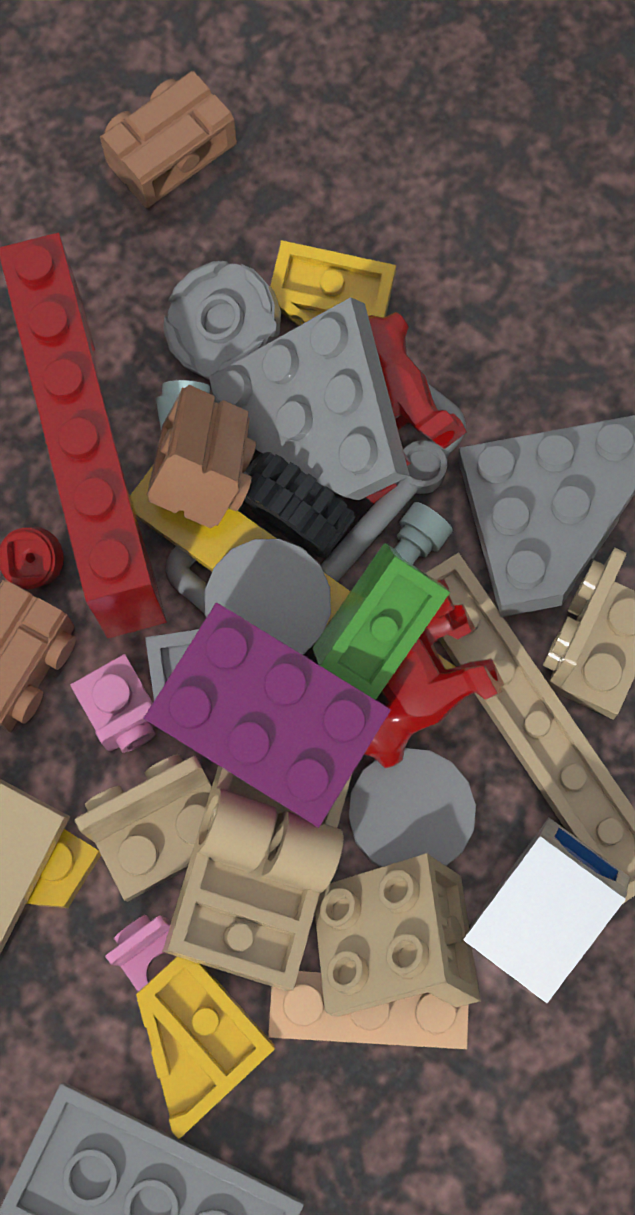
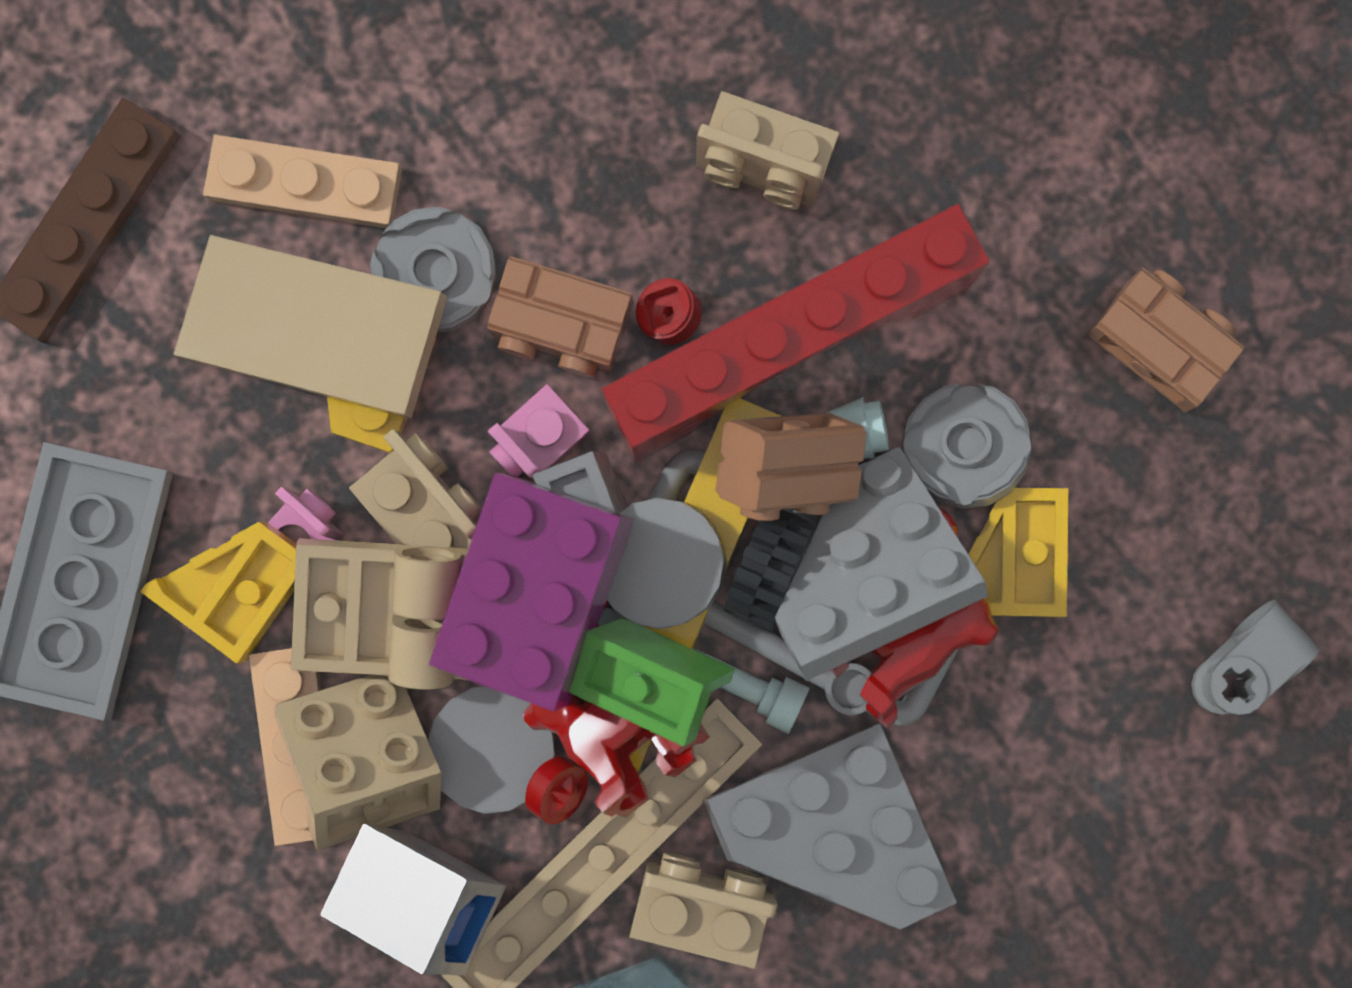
camera: 80 degrees right, 10 degrees up
(464, 754) = (556, 790): none -> red tile
(468, 130) = (1261, 655): none -> light grey piece

